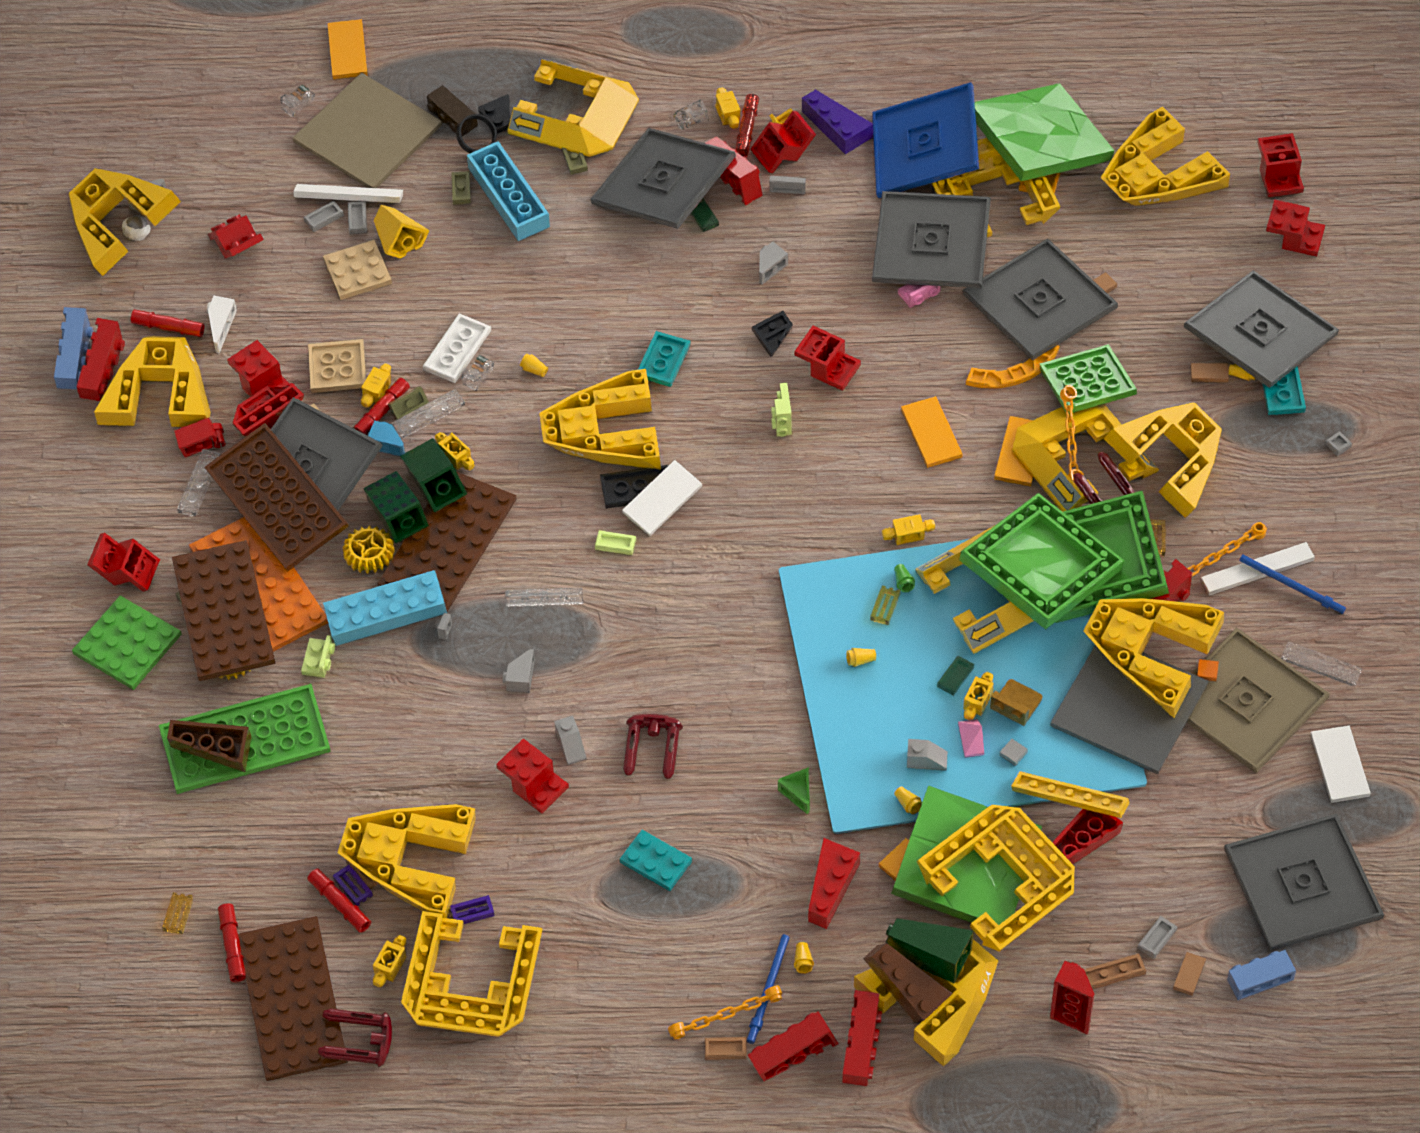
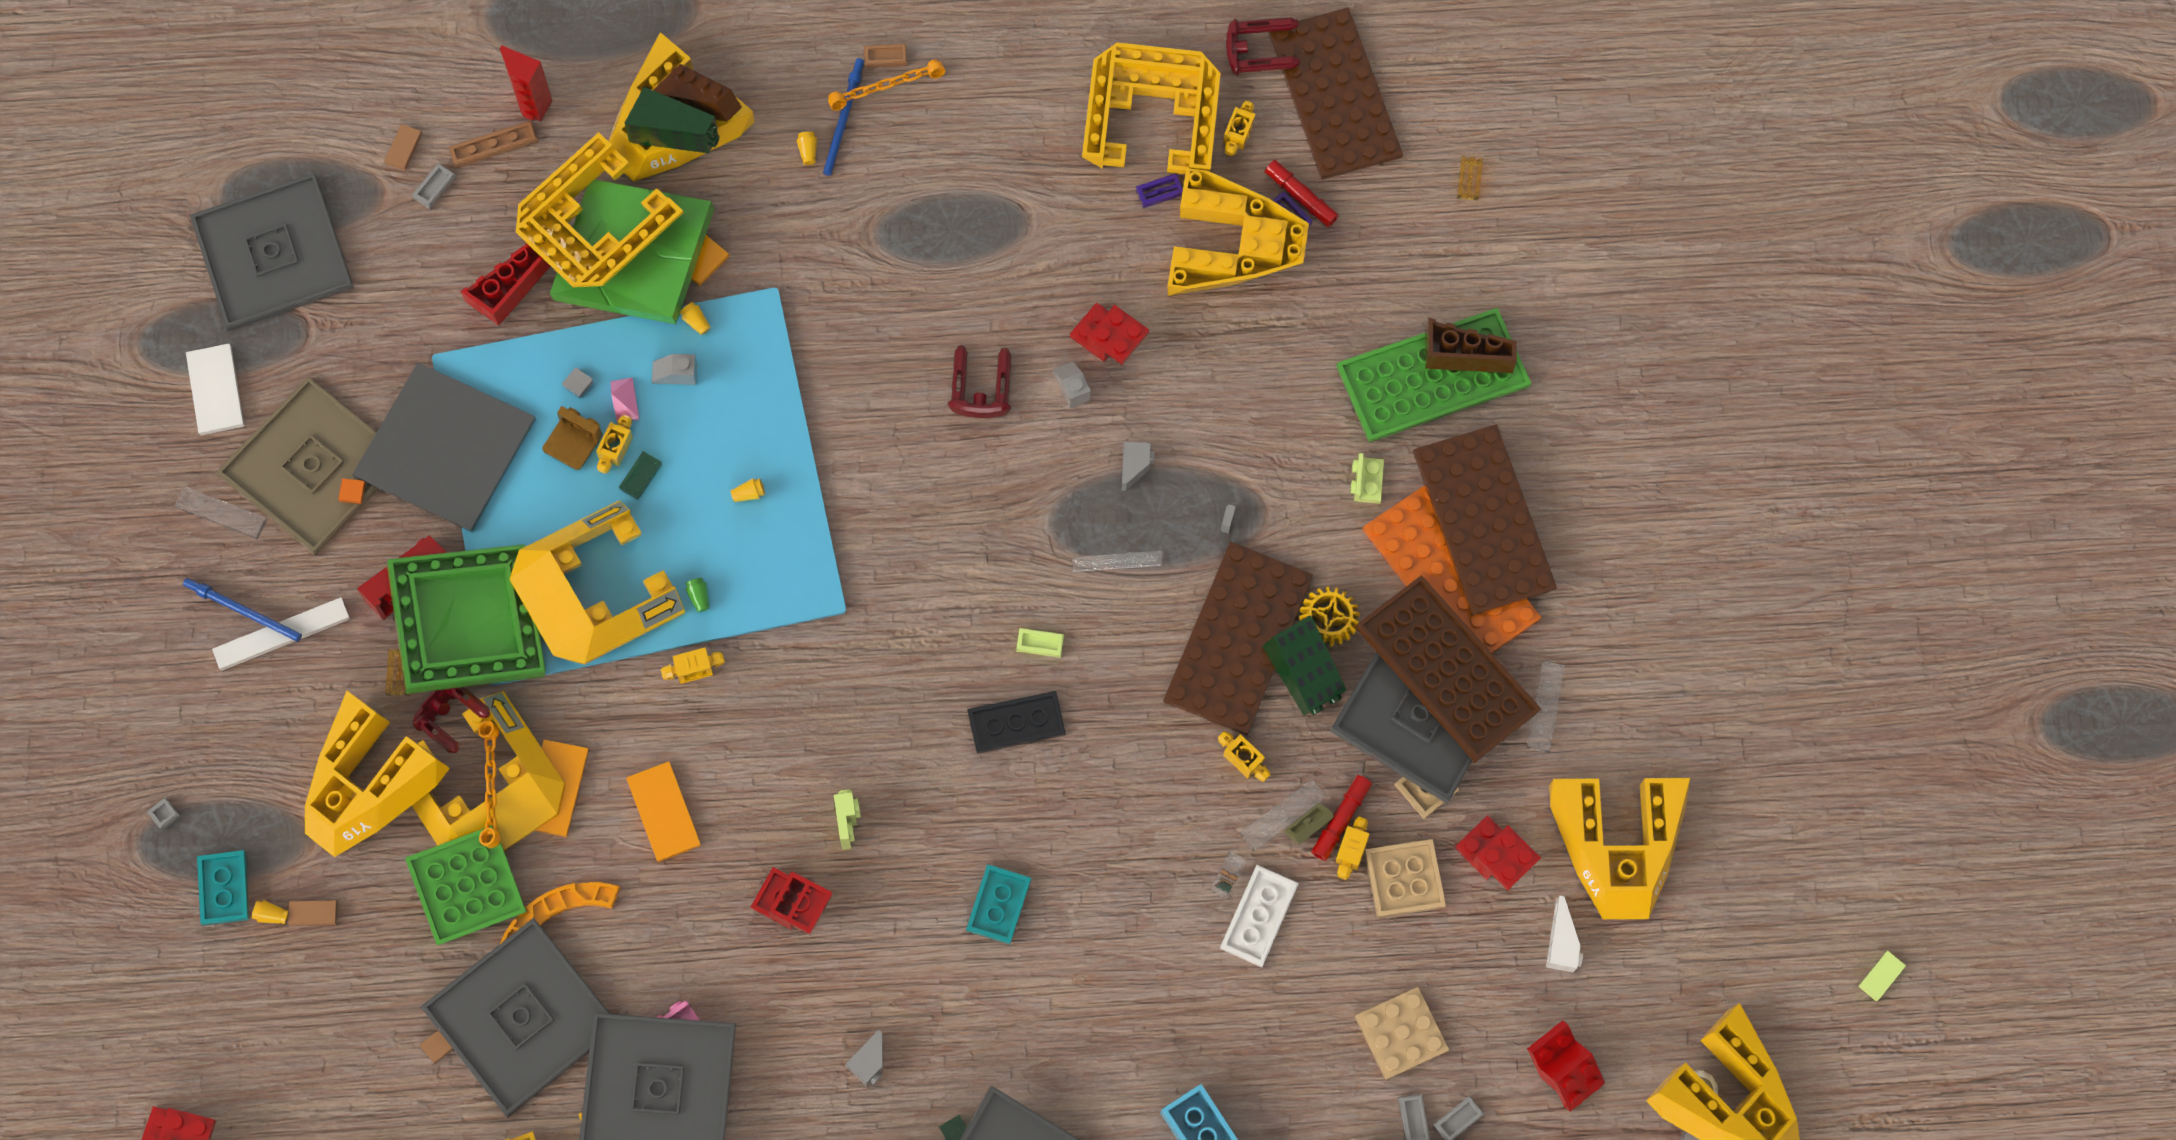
camera: 170 degrees right, 15 degrees up
(72, 347) = (1737, 883): medium blue wedge -> none
(100, 360) = (1699, 867): red wedge -> none
(123, 562) = (1612, 581): red bracket -> none
(126, 642) = (1588, 492): bright green plate -> none
(167, 323) = (1628, 935): red piece -> none
(198, 436) = (1556, 762): red hinge -> none
(231, 942) = (1407, 144): red piece -> none
(264, 407) = (1484, 799): red wedge -> none
(385, 608) = (1298, 530): medium azure brick -> none
(387, 437) = (1329, 770): dark azure slope -> none
(398, 232) = (1357, 1089): yellow slope -> none
(434, 474) = (1266, 710): dark green slope -> none
(533, 365) = (1161, 888): yellow cone -> none
(574, 430) = (1102, 787): yellow piece -> none
(656, 860) = (968, 253): teal plate -> none
(662, 498) = (987, 698): white tile -> none
(773, 331) = (862, 952): black wing -> none
(792, 1046) = (813, 49): red wedge -> none
(796, 788) = (817, 331): bright green slope -> none
(833, 876) = (777, 231): red wedge -> none
(861, 1038) = (746, 58): red wedge -> none
(889, 592) = (726, 544): clear yellow tile -> none
(1041, 560) = (532, 590): bright green tile -> none
(1070, 794) = (516, 315): yellow plate -> none
(1125, 627) = (442, 515): yellow piece -> none
(1256, 534) = (370, 625): light orange piece -> none
(1261, 328) = (239, 974): tile -> none
(1261, 974) = (327, 143): medium blue brick -> none

